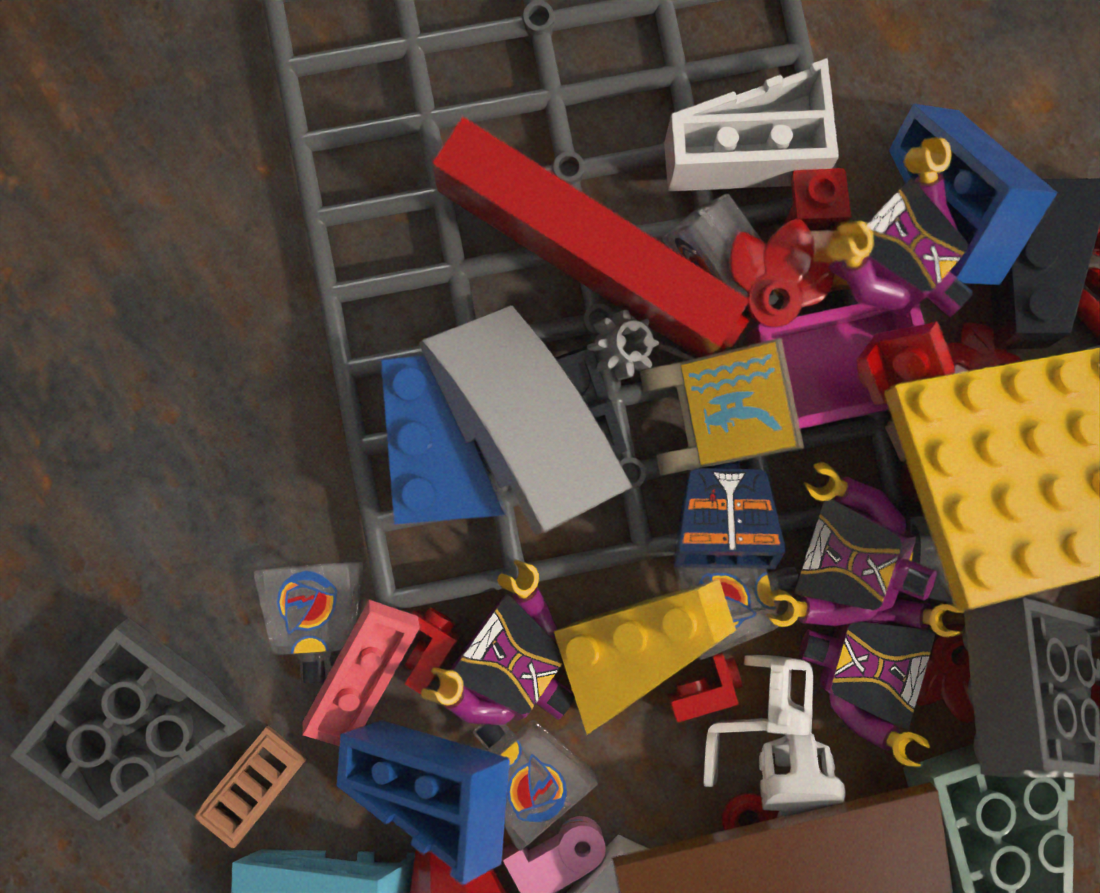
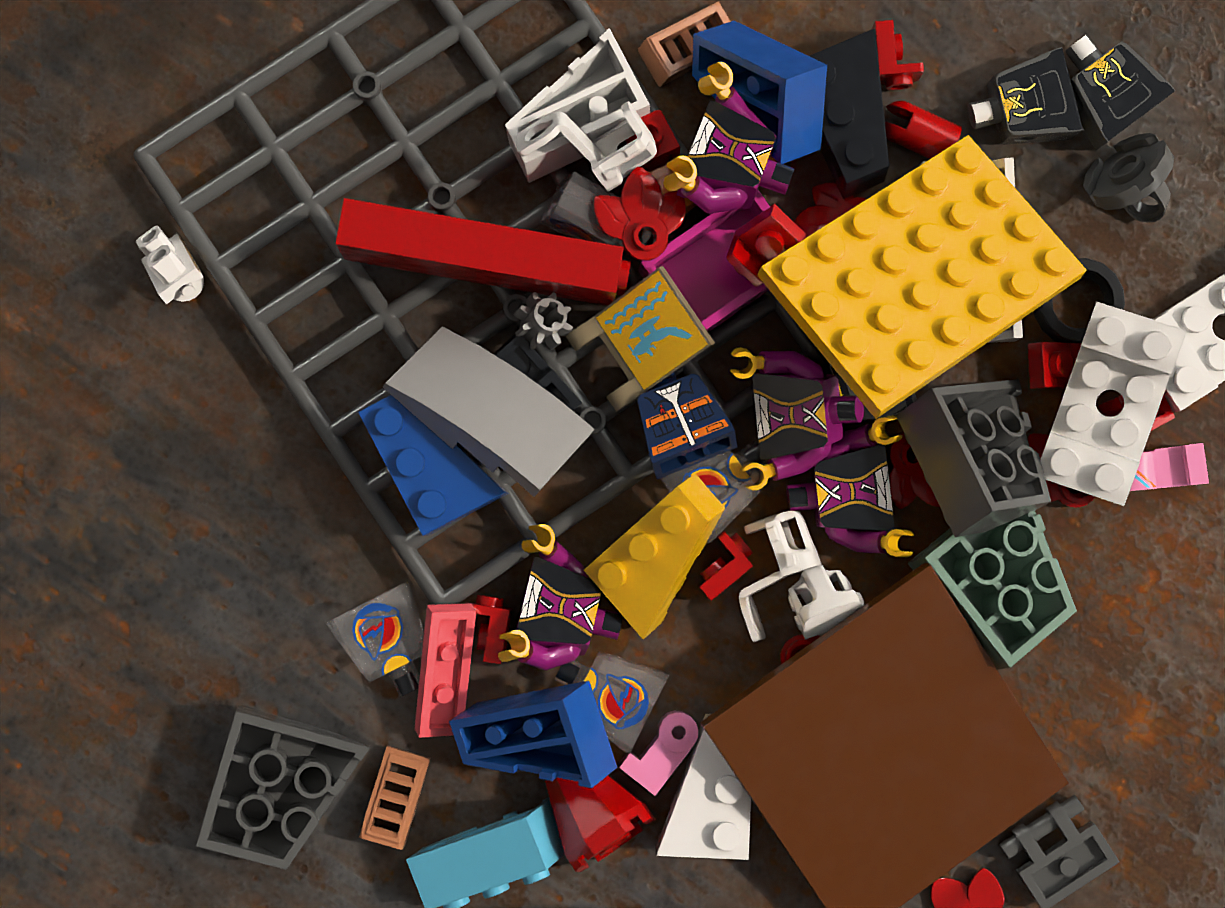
camera: 30 degrees left, 0 degrees up
(250, 123) = (170, 266): none -> white hips
(767, 199) = (606, 161): none -> white piece
(863, 114) = (661, 52): none -> nougat slope

